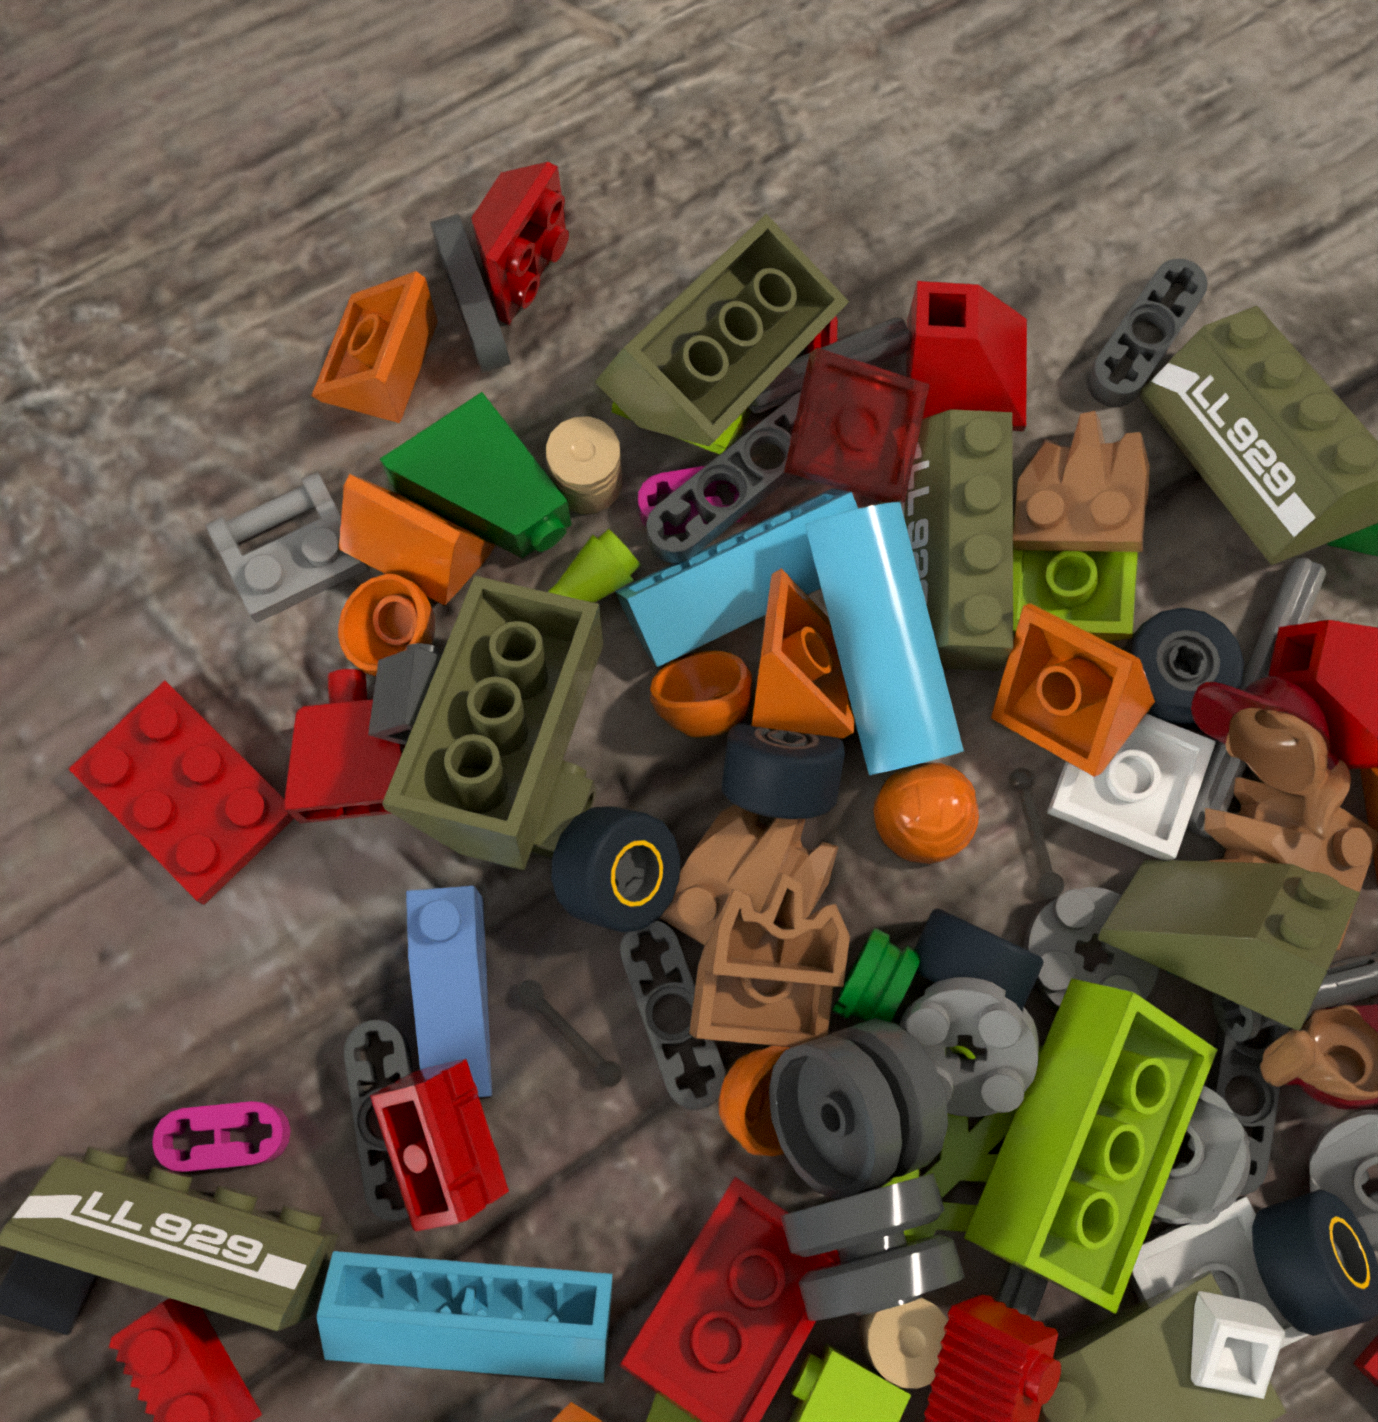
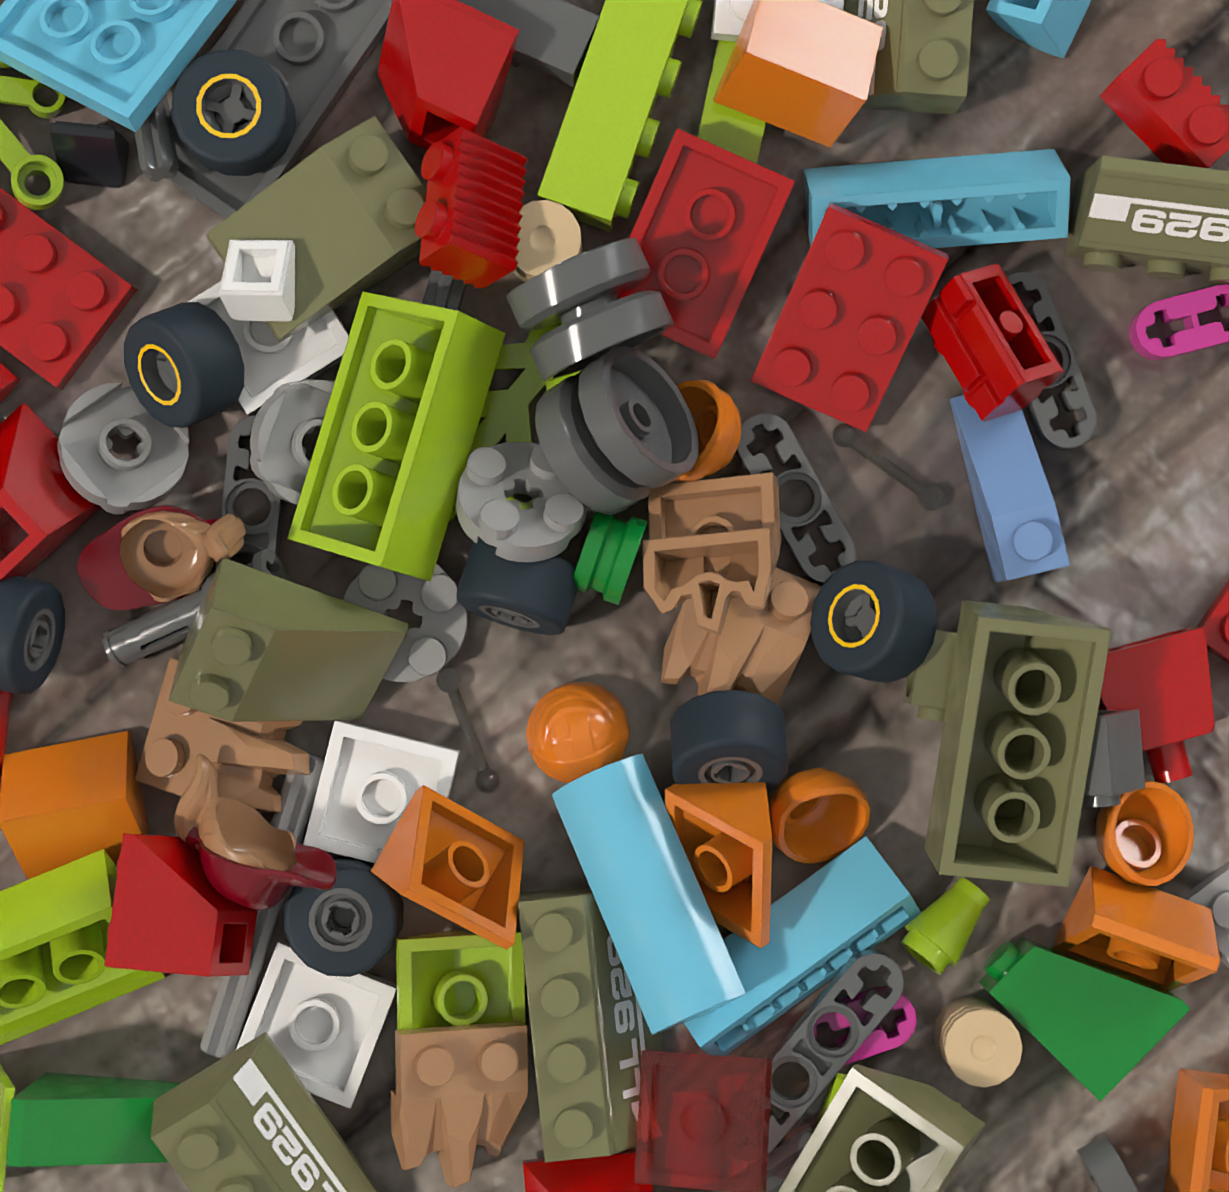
camera: 175 degrees right, 15 degrees up
(583, 1201) = (849, 317): none -> red plate
(1211, 568) = (320, 1022): none -> white plate

